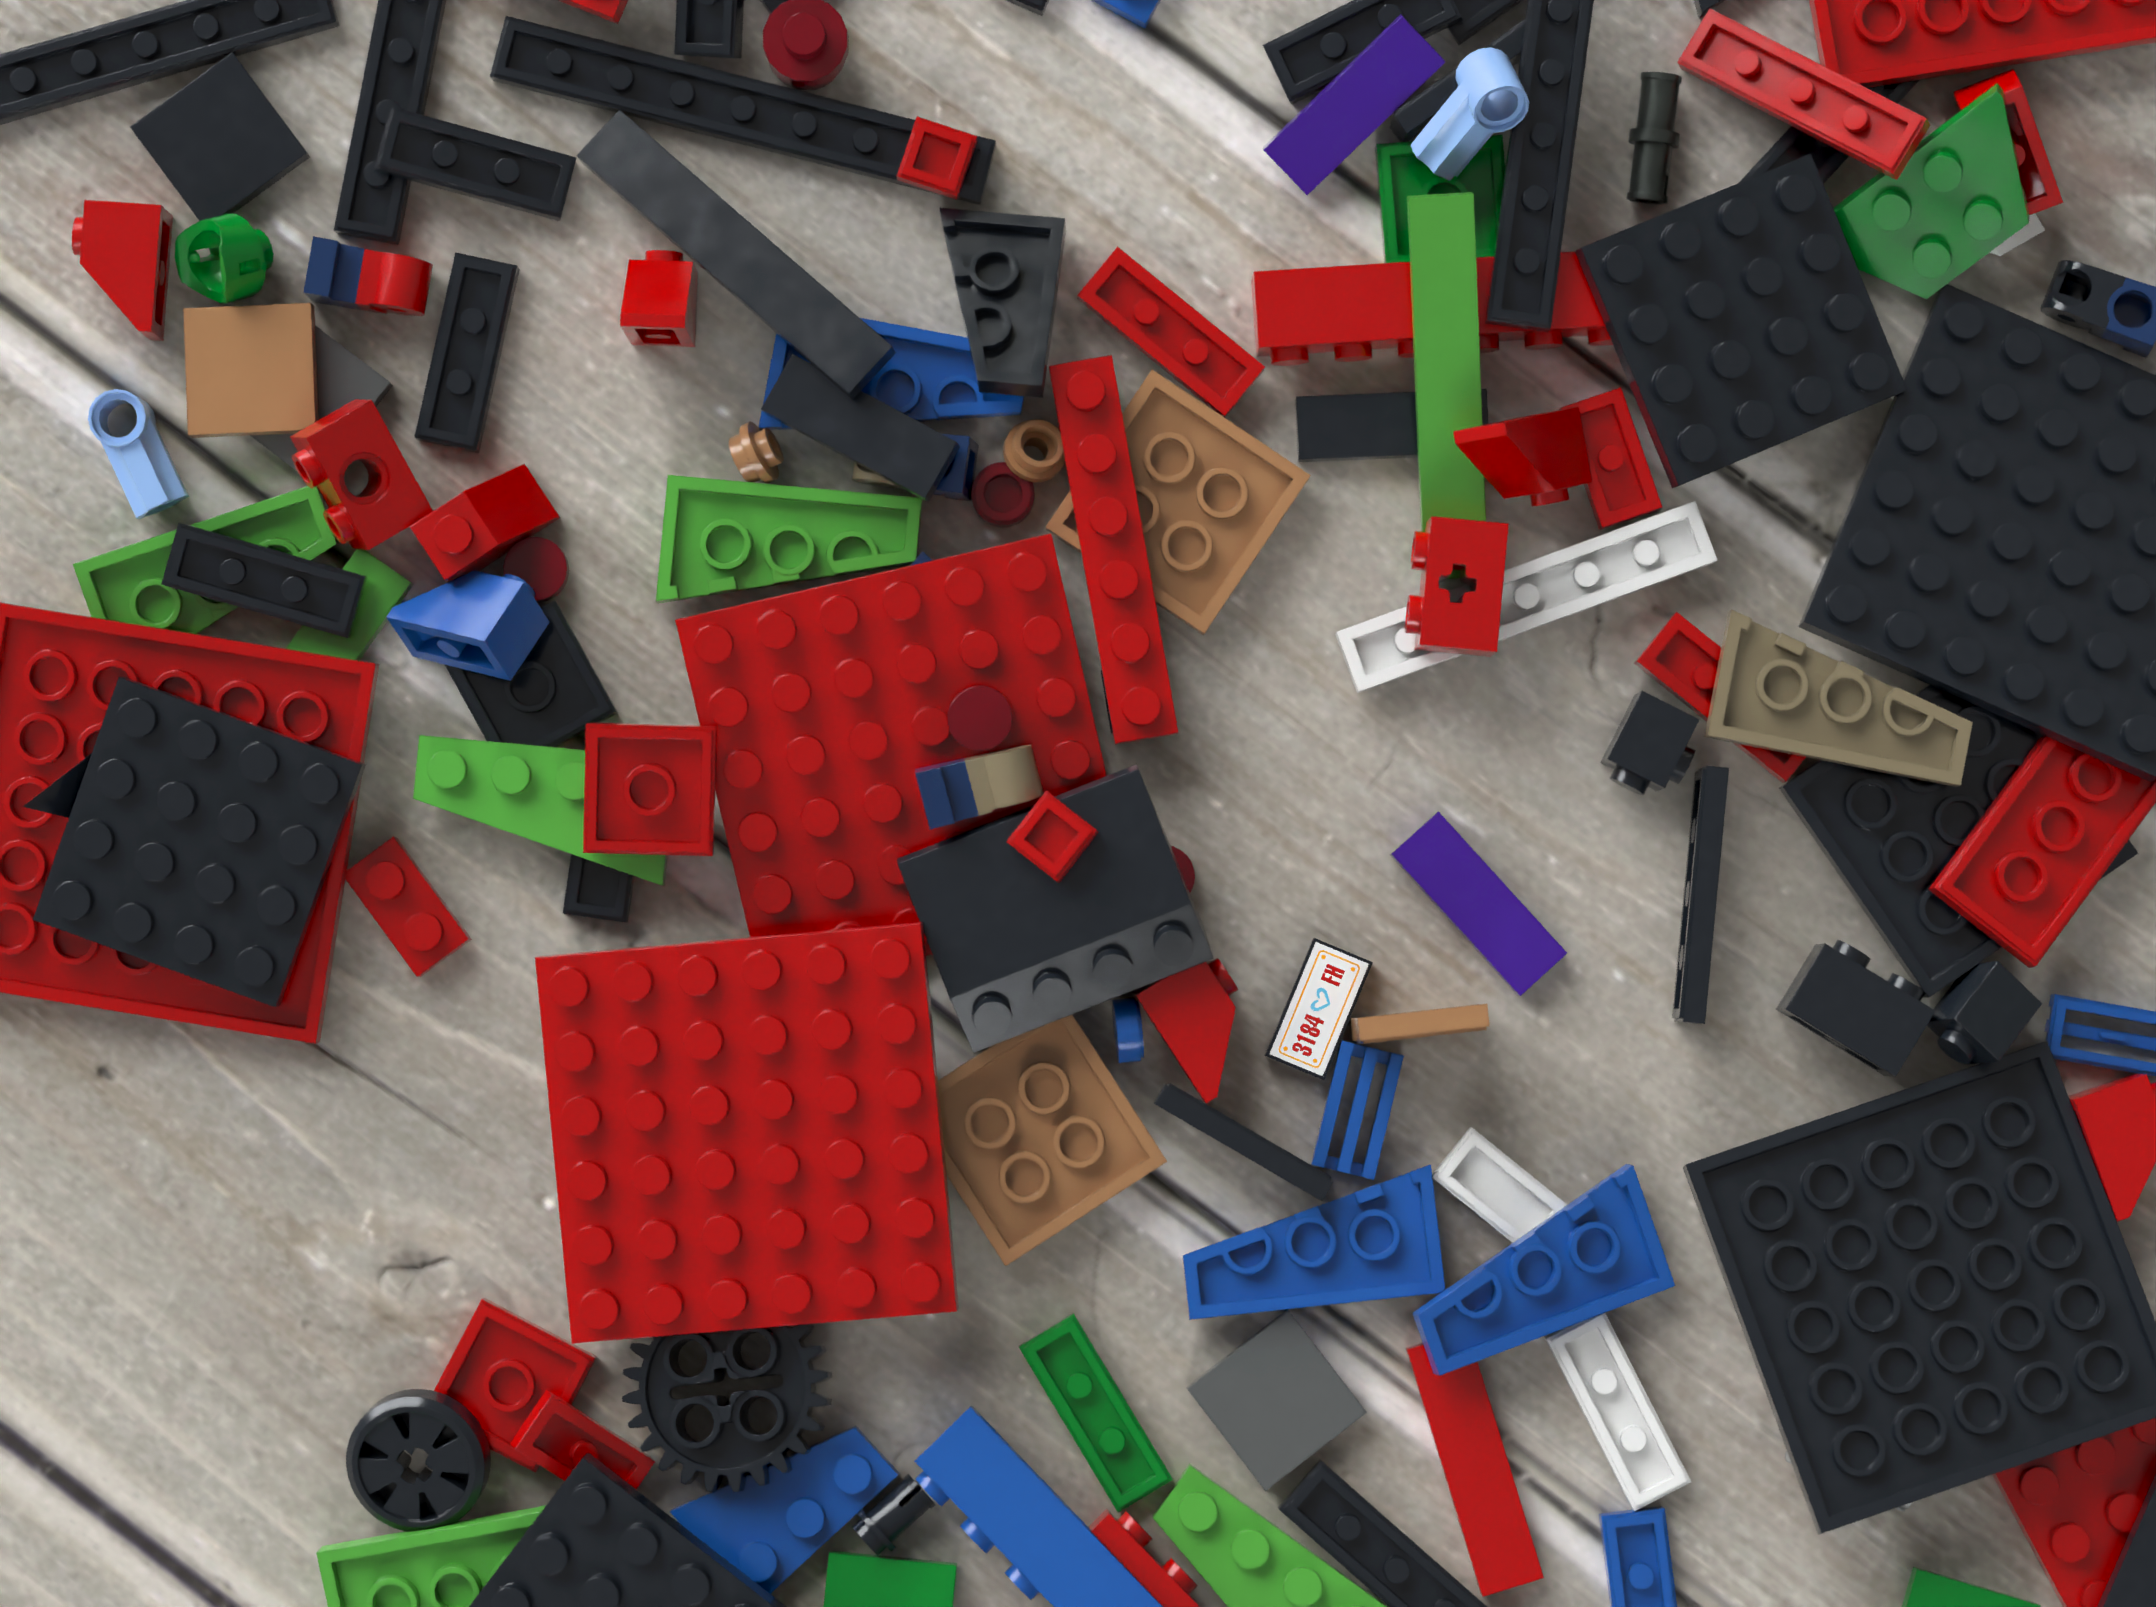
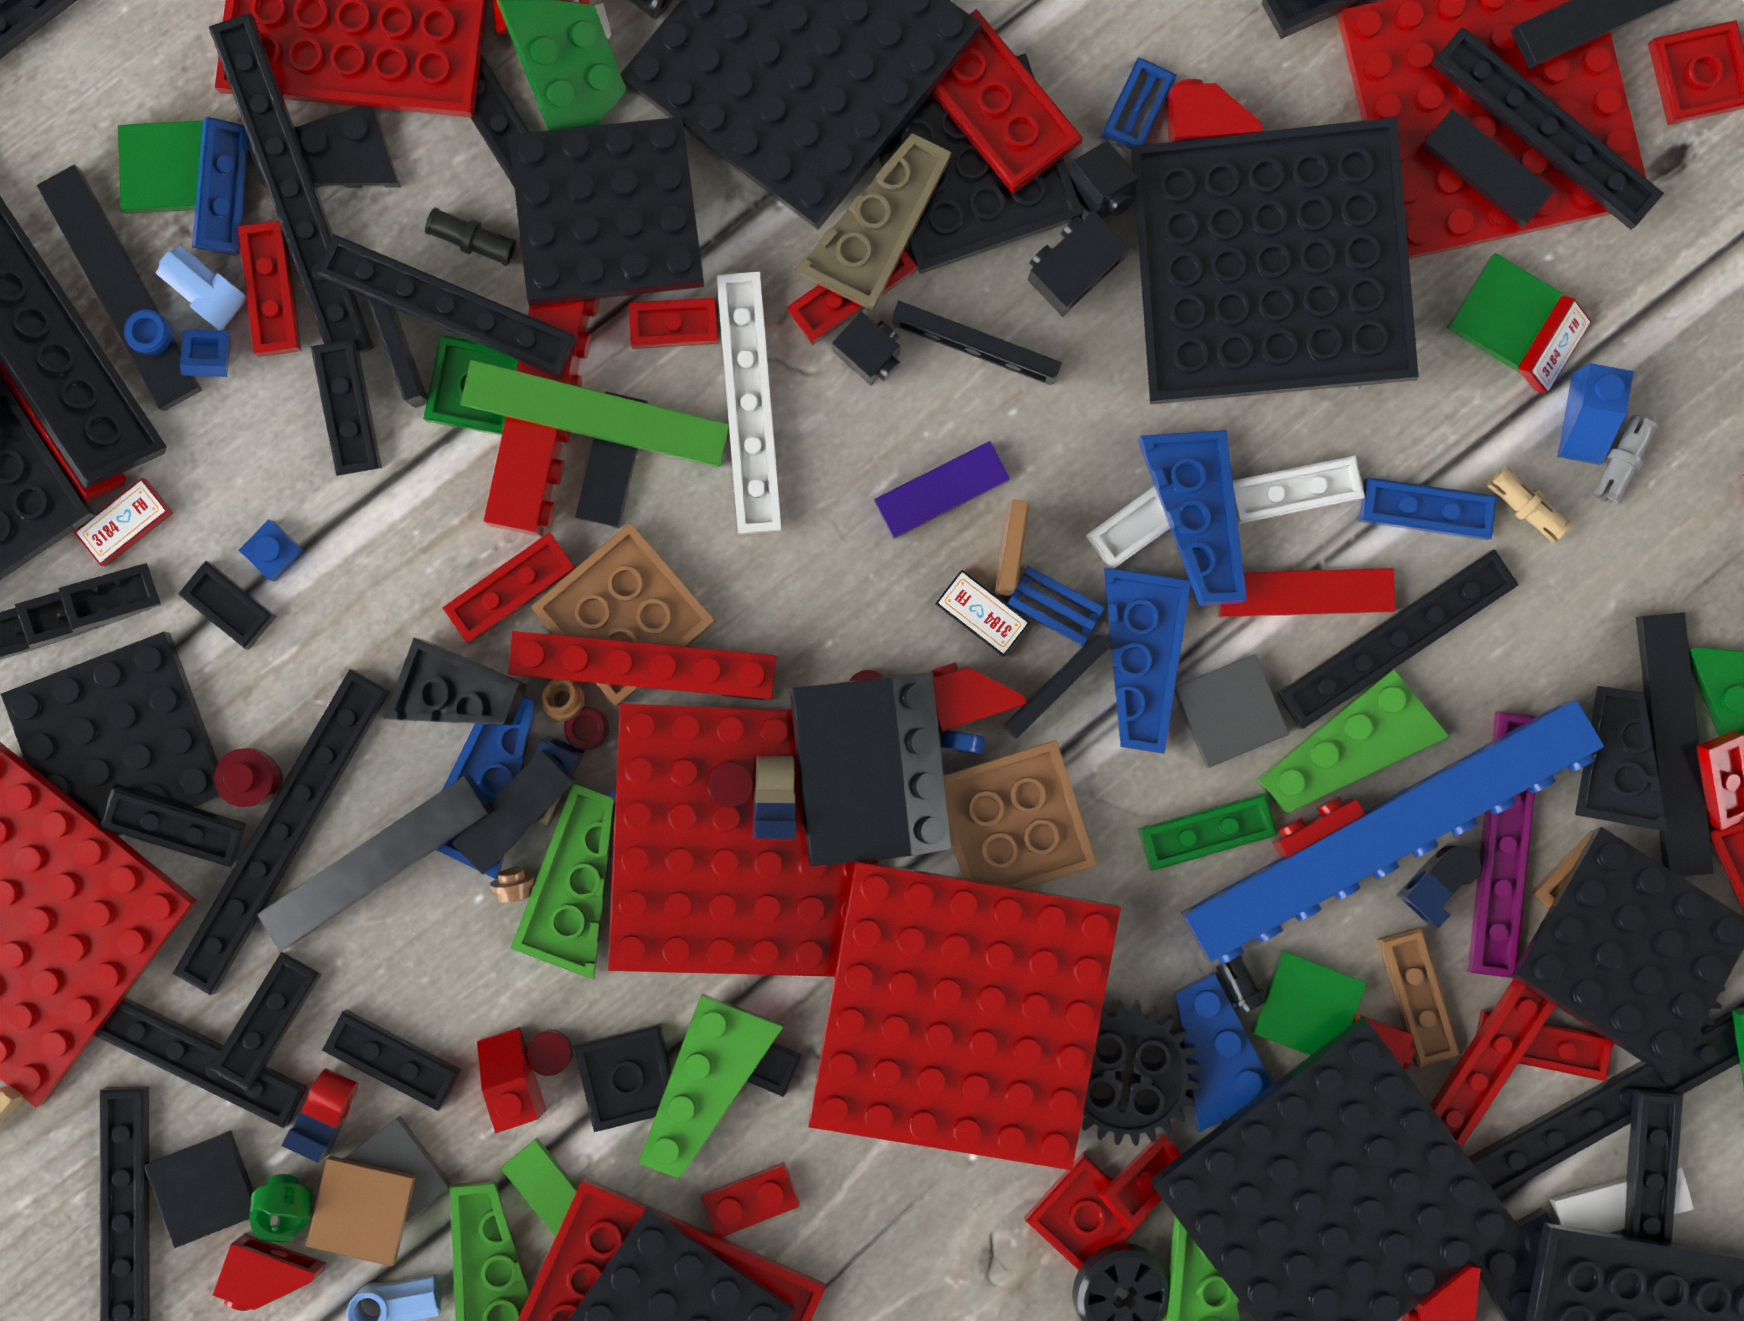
camera: 70 degrees left, 0 degrees up
(264, 580) = (504, 1240): black tile -> none
(391, 494) = (471, 1137): red brick -> none
(473, 623) = (573, 1106): blue slope -> none
(649, 789) = (716, 1018): red tile -> none
(660, 300) = (392, 922): red slope -> none
(937, 158) = (349, 711): red tile -> none
(1052, 836) = (822, 757): red tile -> none
(1354, 104) = (391, 425): dark purple tile -> none
(1480, 556) = (714, 424): red brick -> none
(1484, 103) = (412, 336): light blue piece -> none
(1530, 455) = (656, 373): red slope -> none
(1803, 94) = (468, 129): red tile -> none

